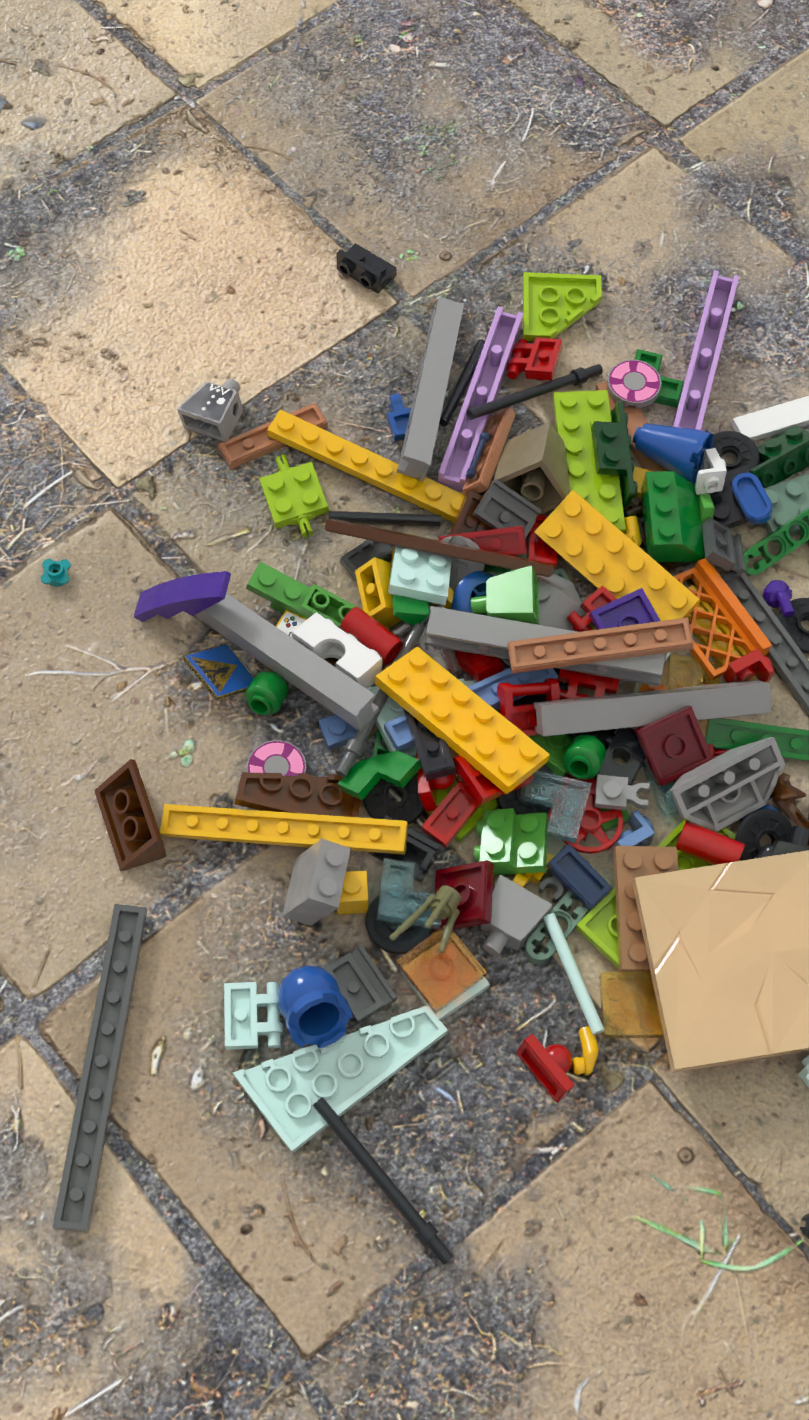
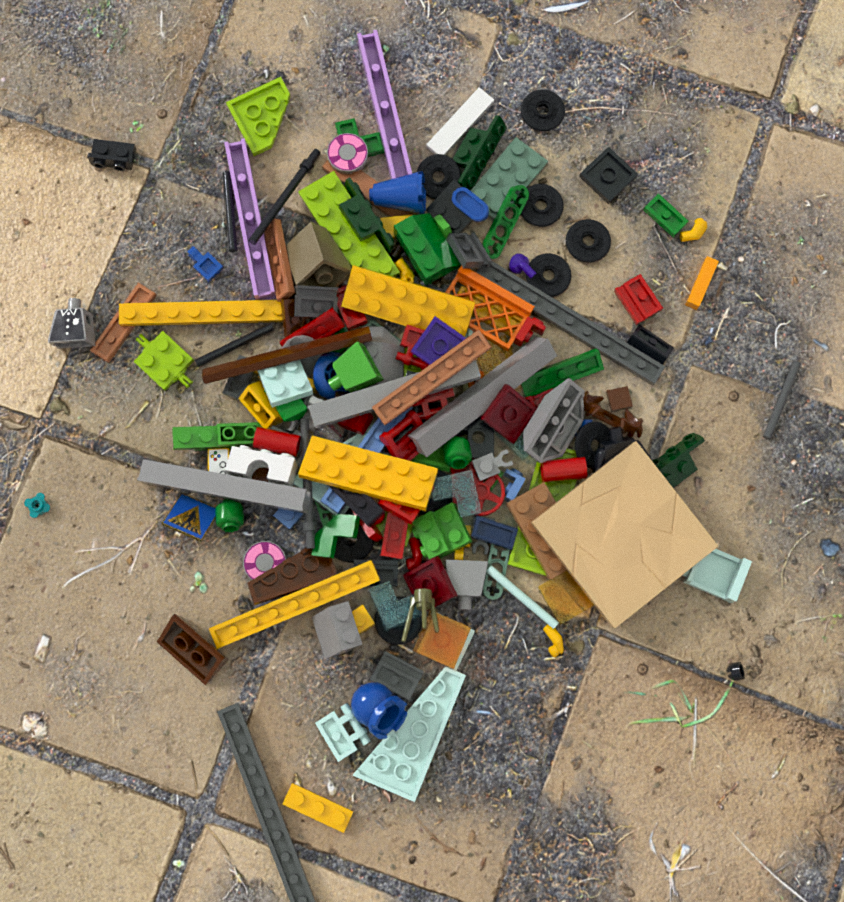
camera: 30 degrees left, 15 degrees up
(166, 1092) = (318, 807): none -> yellow plate
(184, 594) = (137, 482): dark purple slope -> none
(425, 1231) = (517, 802): black bar -> none
(430, 389) = (213, 231): light grey tile -> none
(467, 853) = (416, 554): none -> red arm
(484, 438) = (276, 284): dark blue hinge -> none
(541, 362) = (276, 167): red plate -> none
(548, 1066) = (537, 662): red tile -> none
(712, 473) = (437, 199): white bracket -> none

